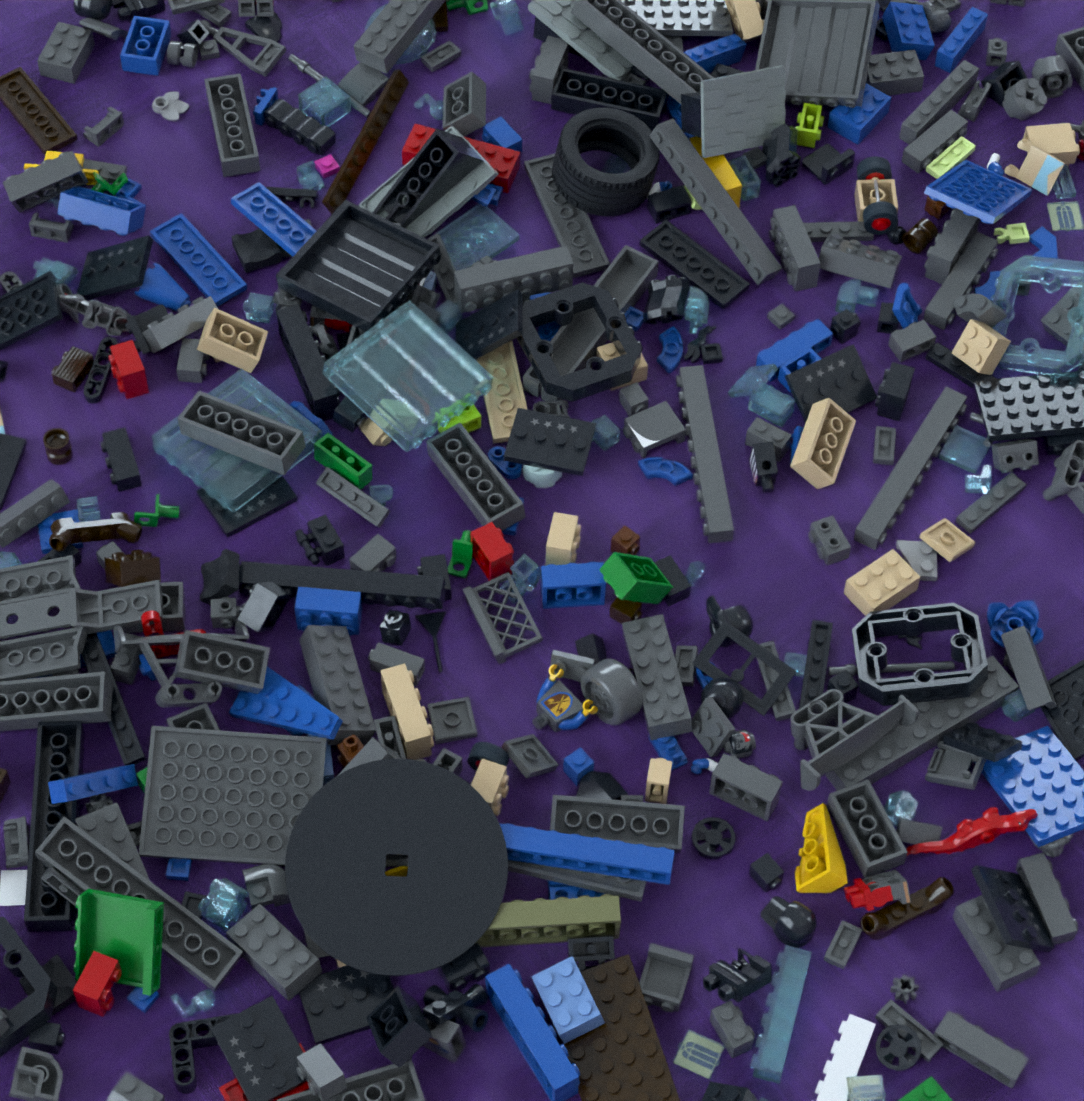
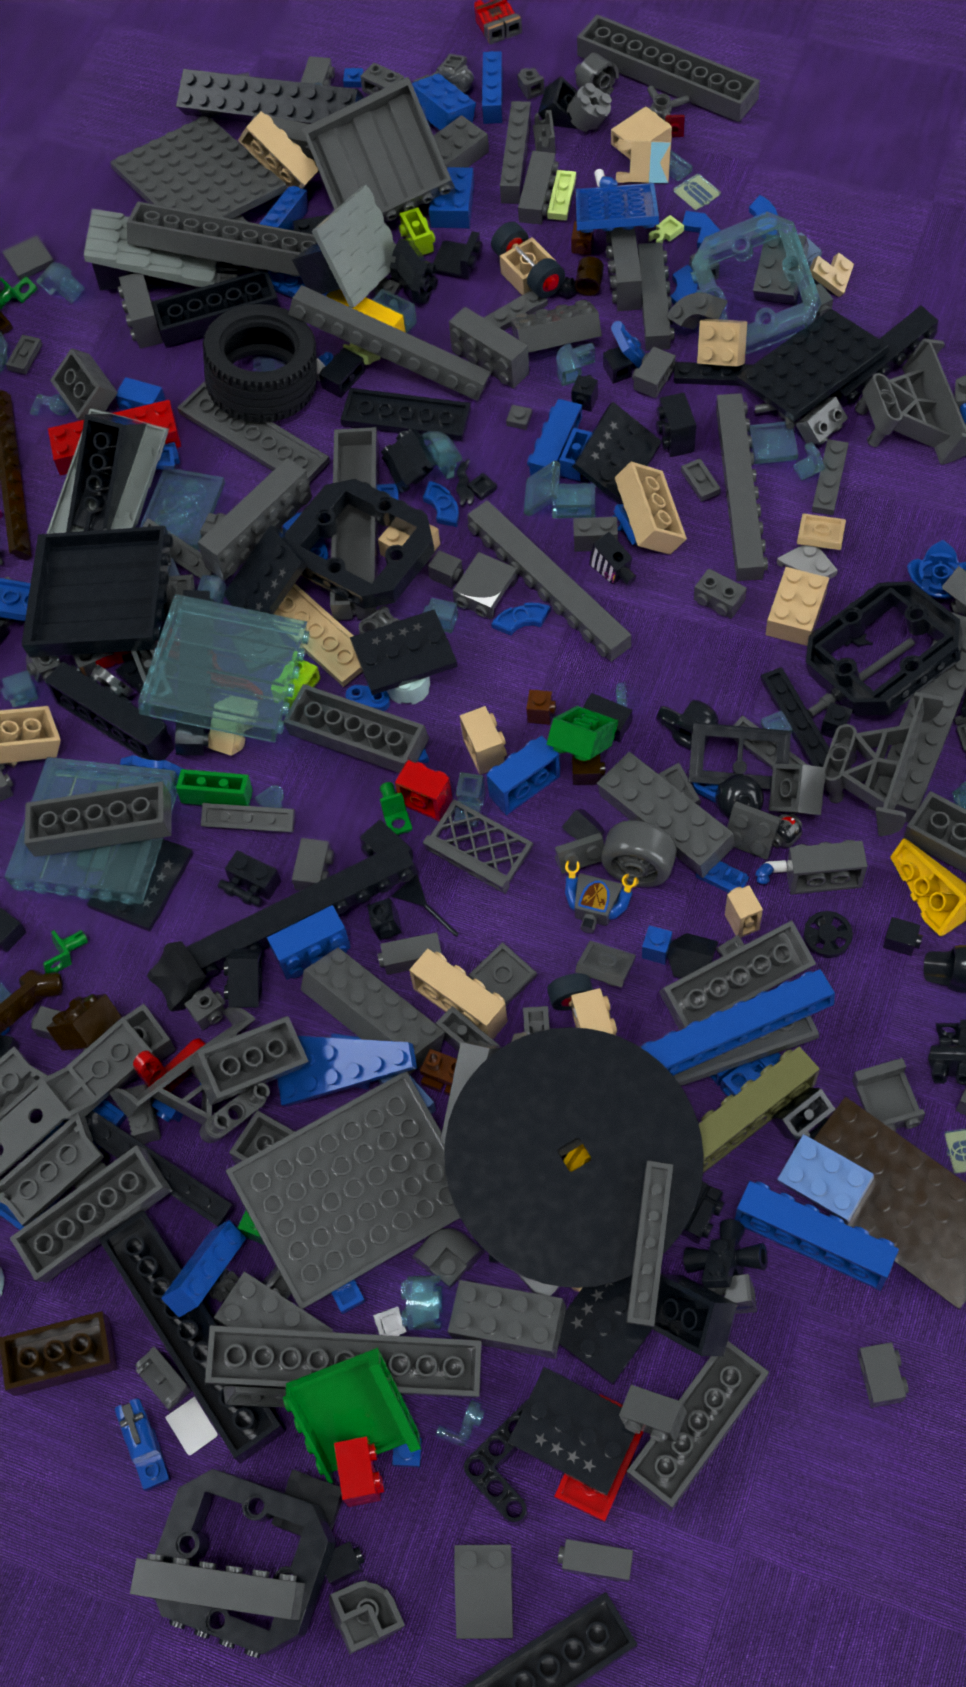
camera: 25 degrees left, 5 degrees up
(404, 959) = (649, 1244): none -> dark grey plate
(767, 717) = (797, 789): none -> dark grey brick

